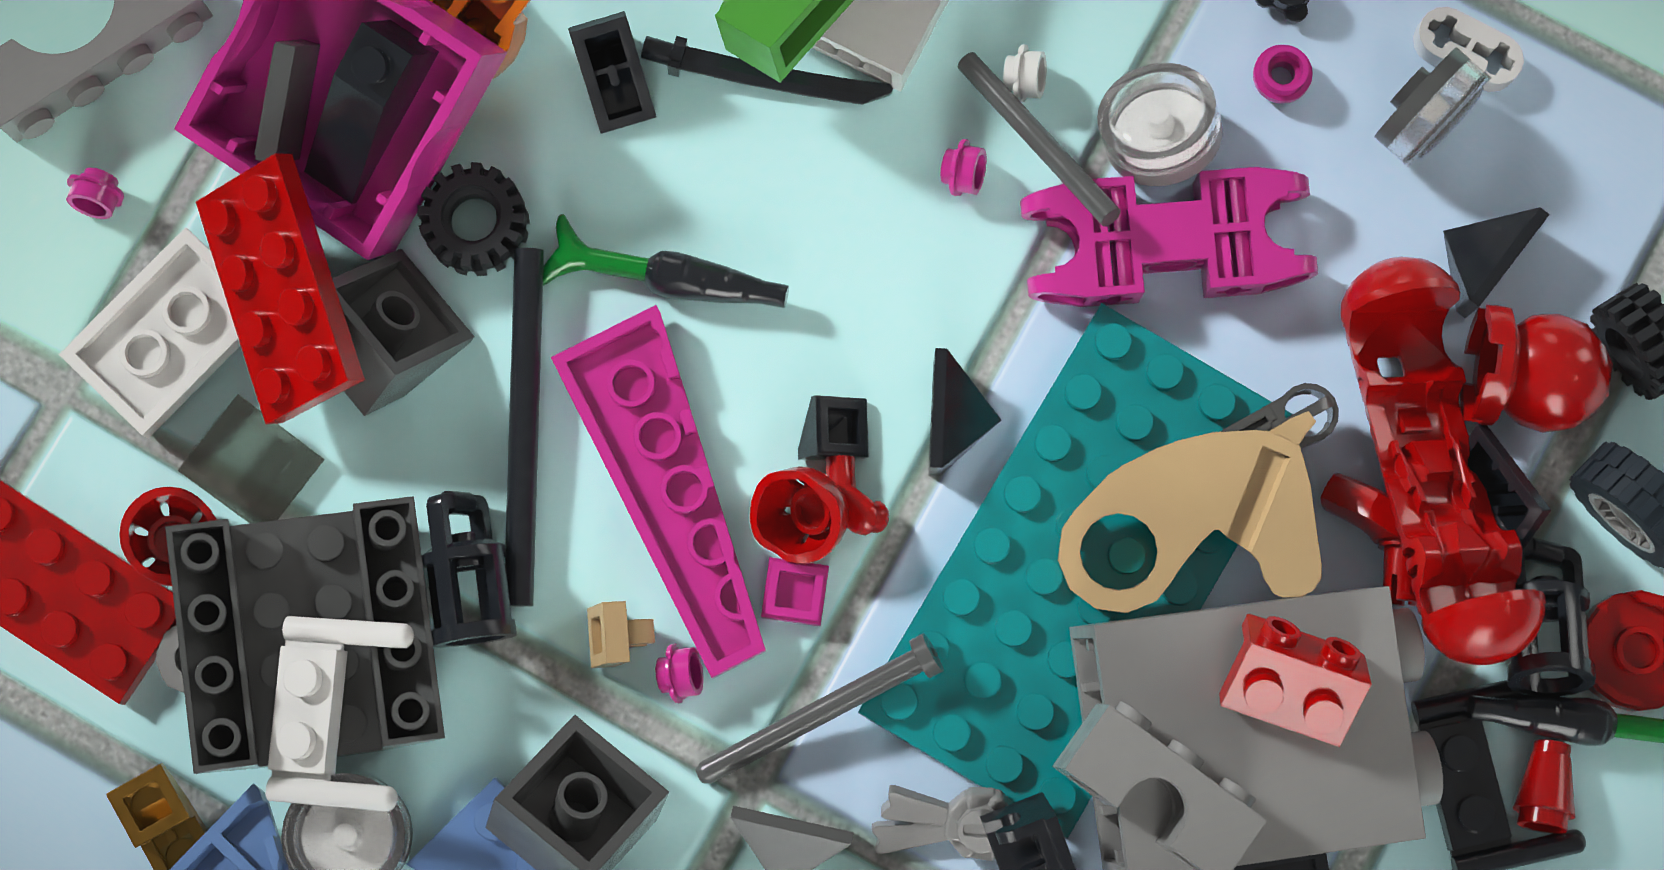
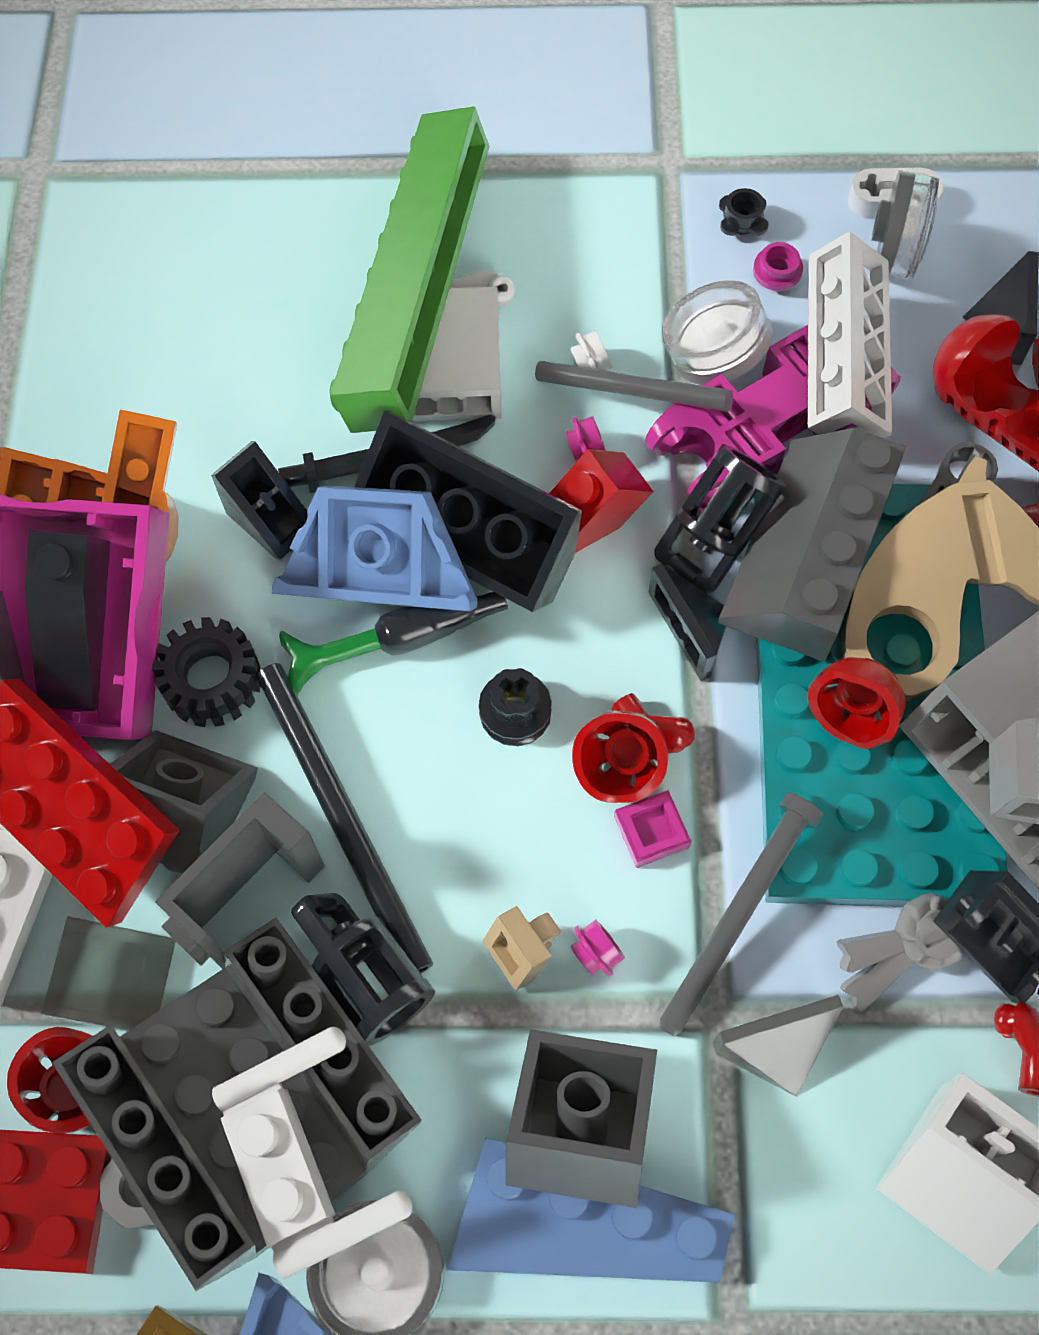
camera: 30 degrees left, 15 degrees down
(435, 412) = (227, 867): none -> dark grey panel
(650, 445) = (457, 772): dark pink wing -> none
(685, 191) = (376, 550): none -> medium blue wing
(723, 425) = (515, 723): none -> black piece
(783, 200) = (500, 525): none -> black slope
(834, 428) = (602, 681): black slope -> none
(922, 241) = (605, 490): none -> red slope
(1024, 333) = (713, 526): none -> black piece
(1037, 587) = (861, 689): none -> red helmet
(1105, 402) = (813, 541): none -> dark grey slope
(1274, 201) = (842, 334): none -> white fence

